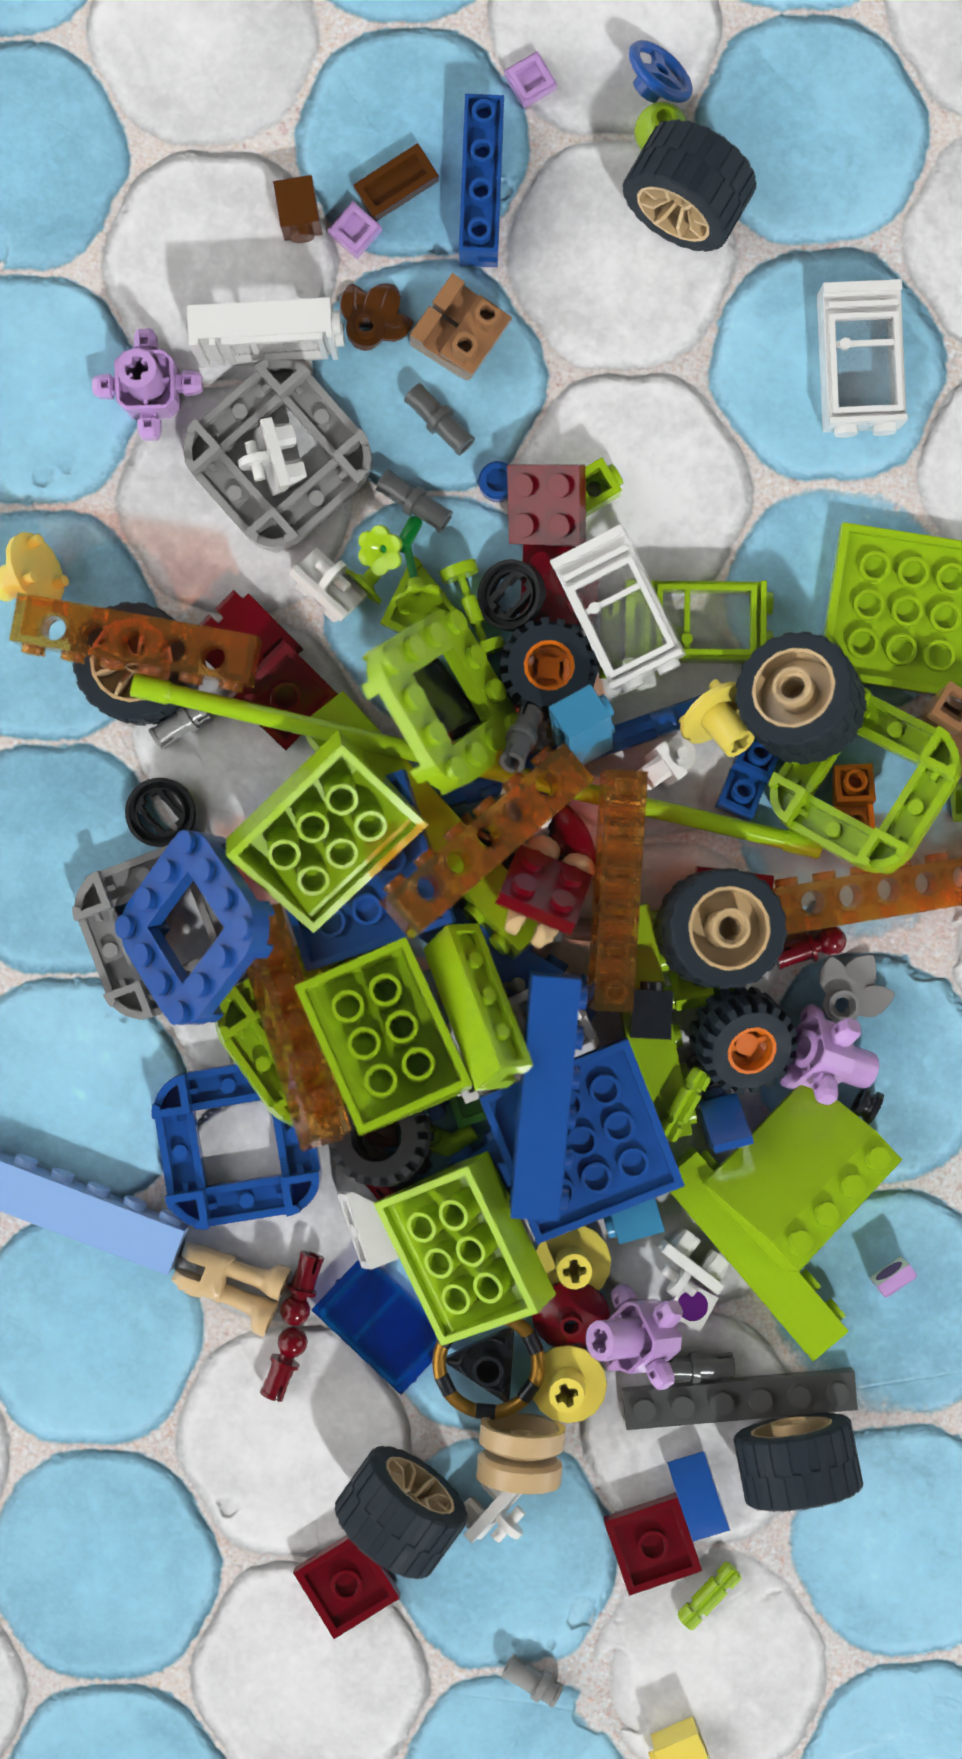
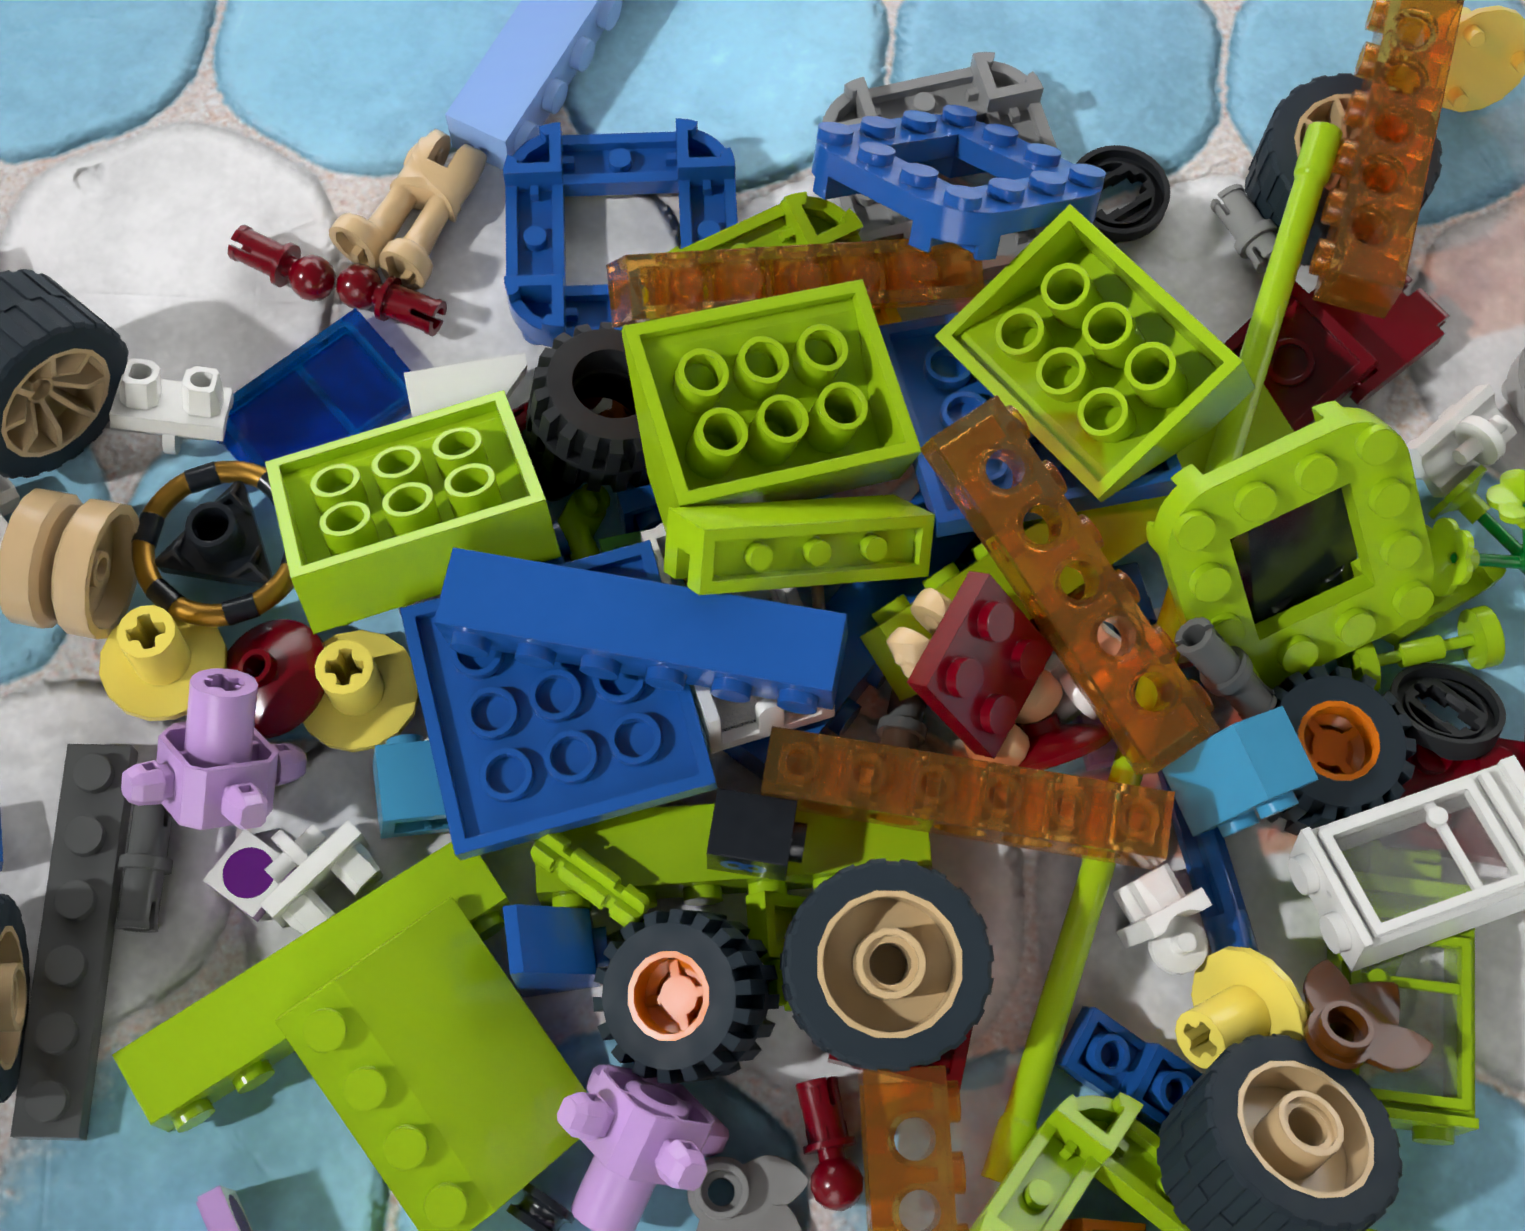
camera: 90 degrees right, 20 degrees down
(403, 1413) = (171, 408): none -> white hips
(716, 651) = (1359, 1023): none -> reddish brown plate

